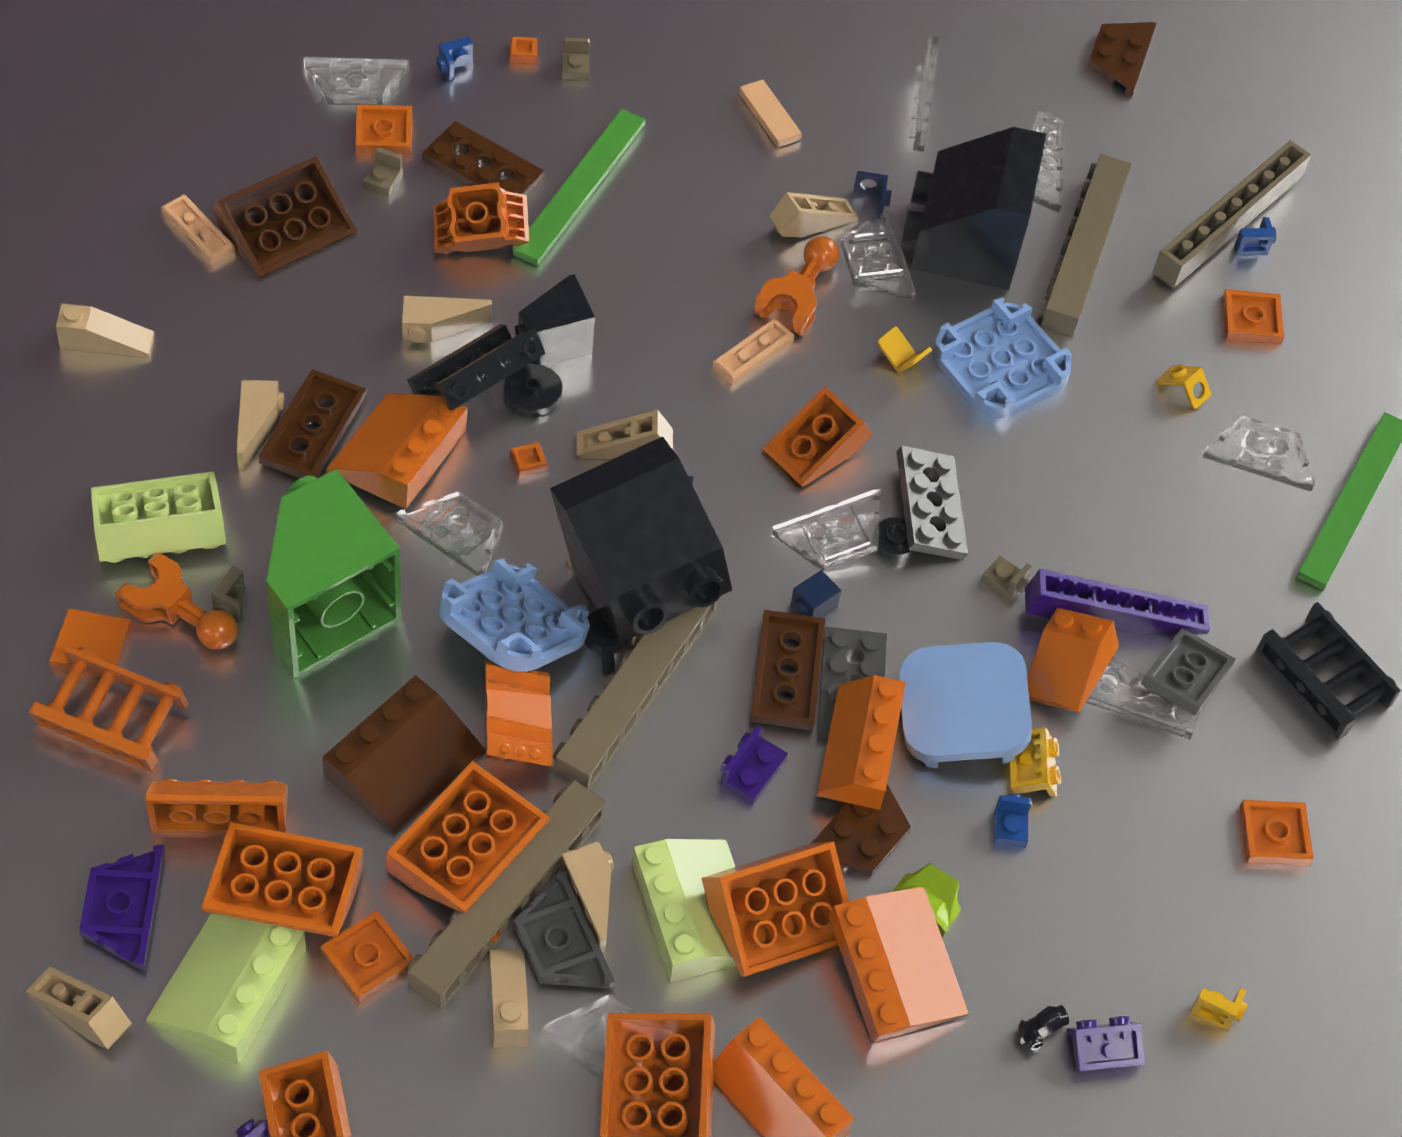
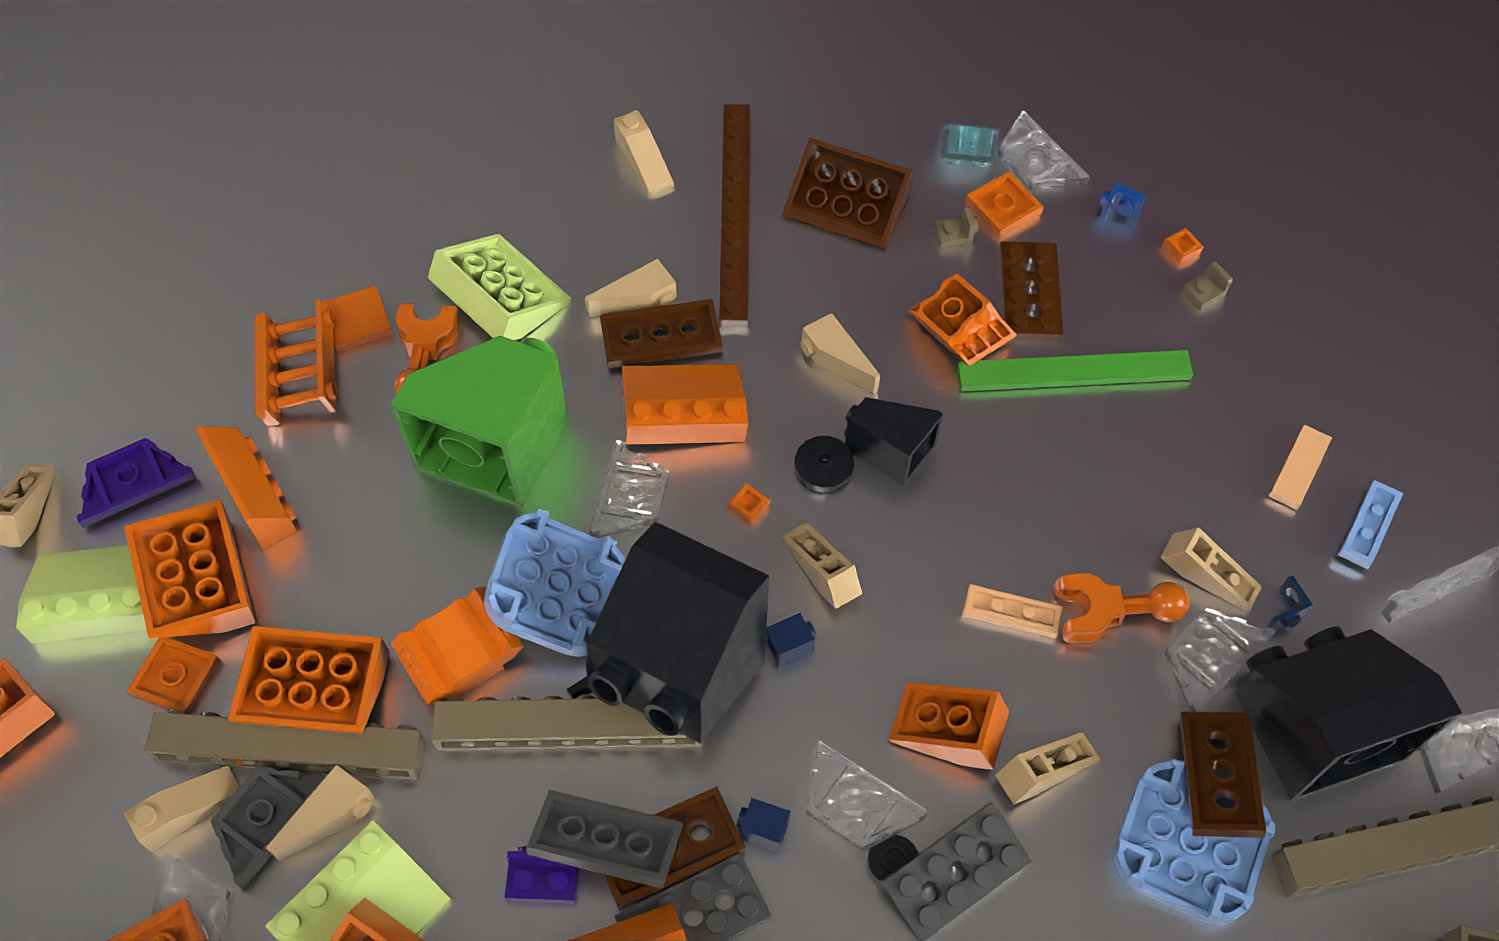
camera: 65 degrees right, 5 degrees up
(198, 229) = (793, 150): light nougat tile -> none
(225, 305) = (735, 217): none -> reddish brown plate
(306, 110) = (969, 143): none -> clear light blue slope
(402, 755) = (375, 583): reddish brown slope -> none
(478, 365) = (795, 404): black fence -> none
(762, 696) = (605, 838): none -> dark grey plate
(847, 106) = (1370, 524): none -> light blue plate
(893, 405) = (1046, 766): none -> tan slope
(899, 350) = (1118, 737): yellow bracket -> none
(974, 321) = (1204, 787): none -> reddish brown plate

